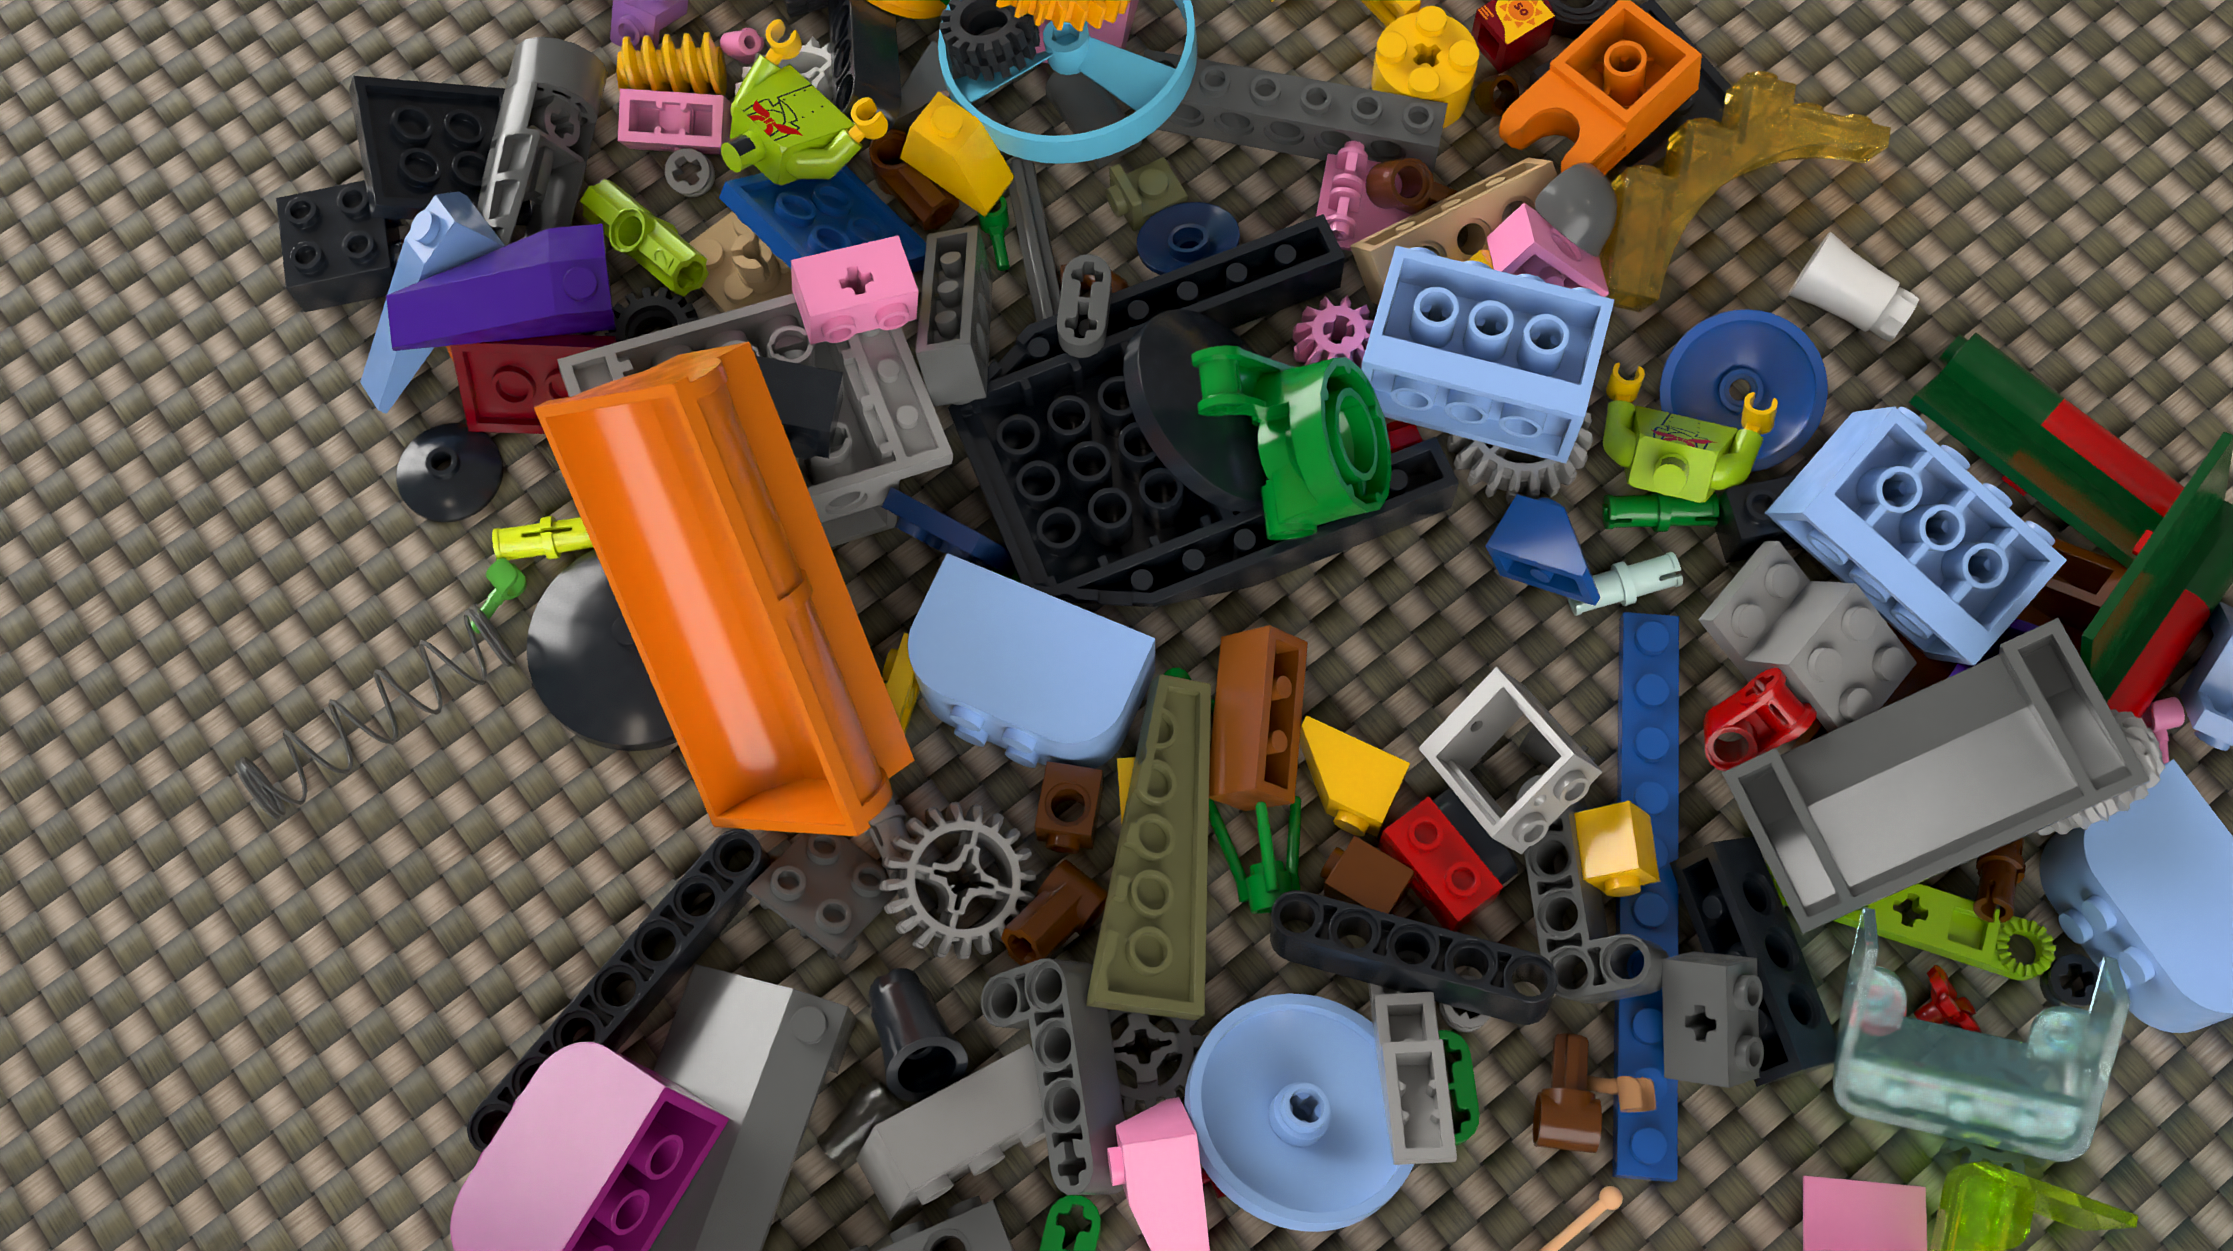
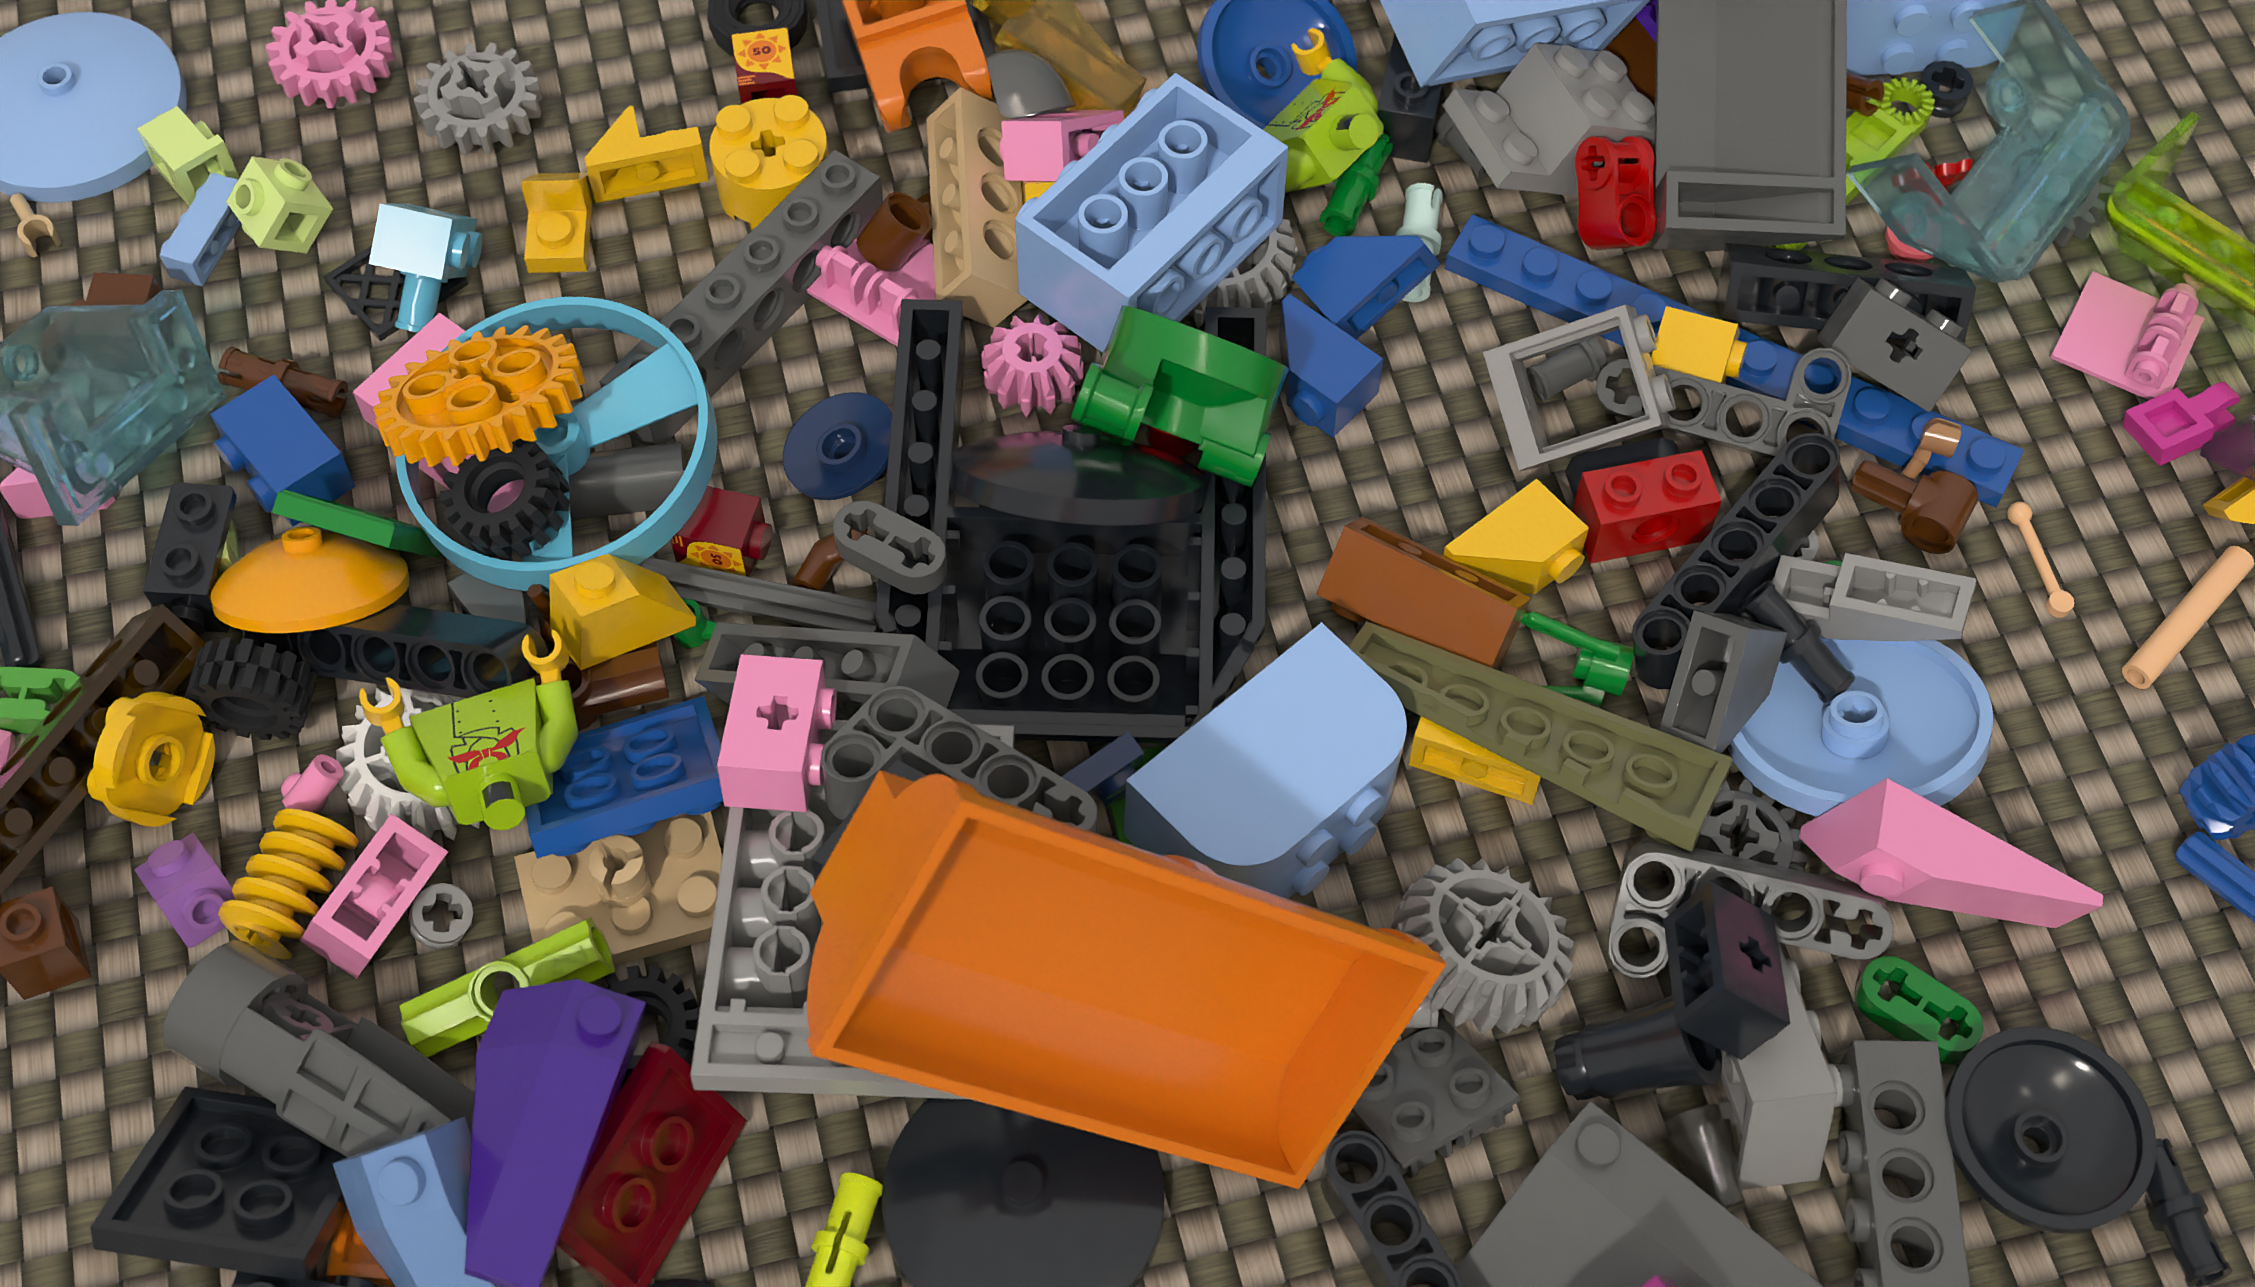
camera: 70 degrees left, 10 degrees down
(866, 441) = (929, 738): none -> dark grey beam
(976, 1066) = (1726, 971): none -> black brick
(1061, 907) = (1559, 869): reddish brown piece -> none
(1063, 784) = (1431, 788): reddish brown brick -> none
(1074, 199) = (724, 533): none -> dark red brick
(1143, 191) = (753, 465): olive bracket -> none
(1279, 980) = (1721, 678): none -> dark grey slope
(1352, 1034) = (1802, 645): none -> black pin
(1366, 877) = (1632, 573): reddish brown brick -> none
(1445, 558) = (1328, 369): none -> blue slope
(1496, 102) = (836, 120): dark brown hinge -> none

